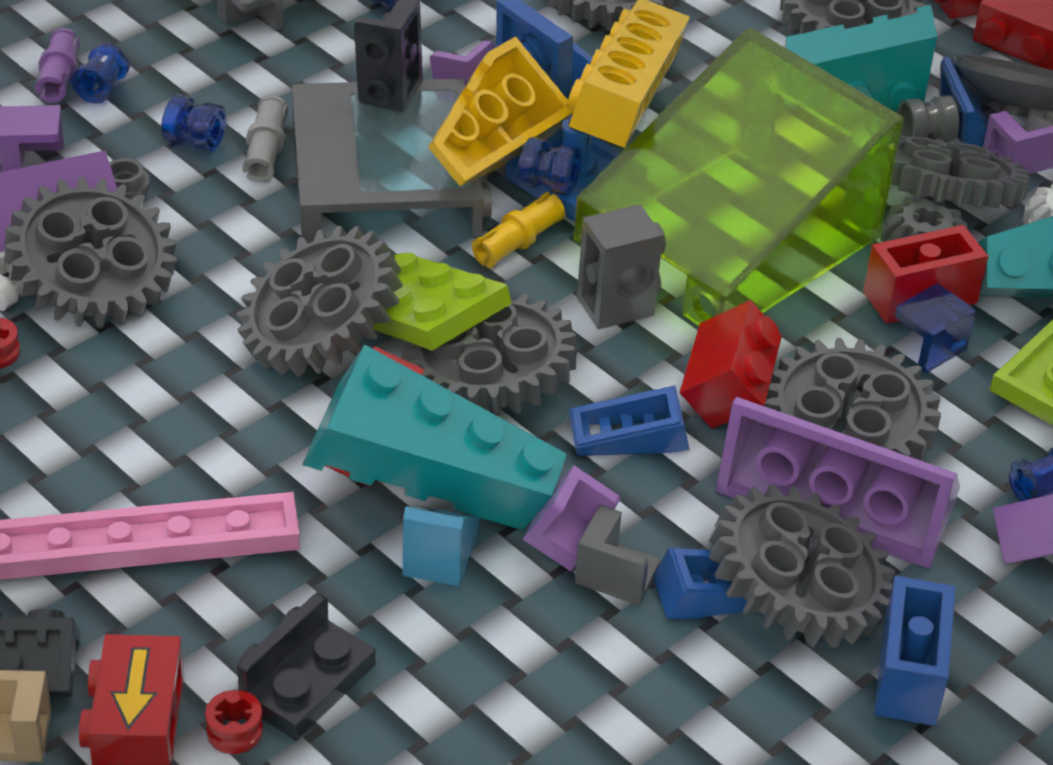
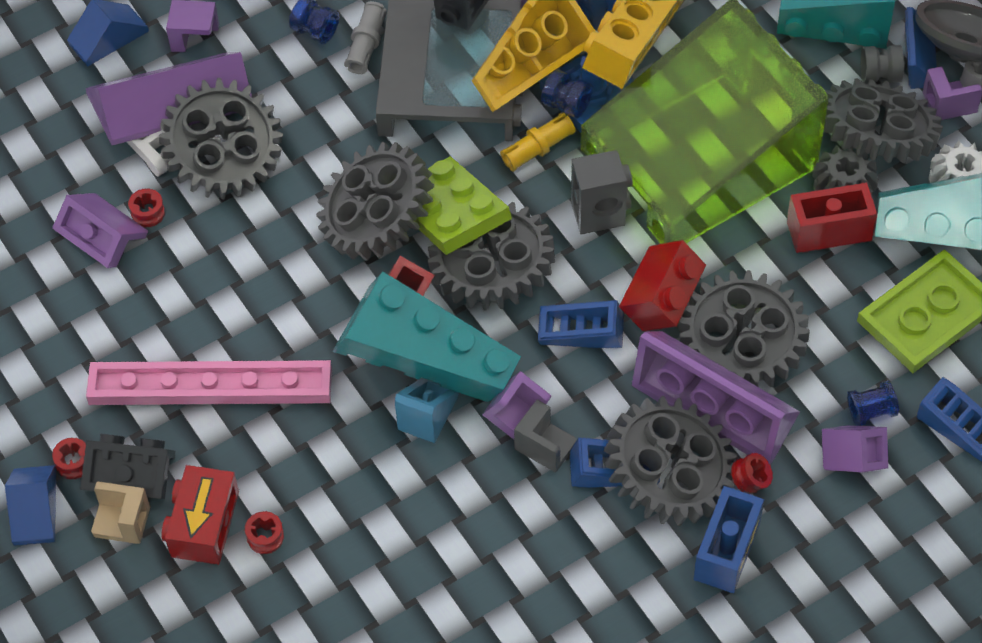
camera: 15 degrees right, 15 degrees up
(131, 174) = (262, 64): dark grey plate -> none
(303, 667) = (315, 498): black bracket -> none
(916, 564) = (751, 473): none -> red bush
(941, 321) = (829, 263): clear blue panel -> none

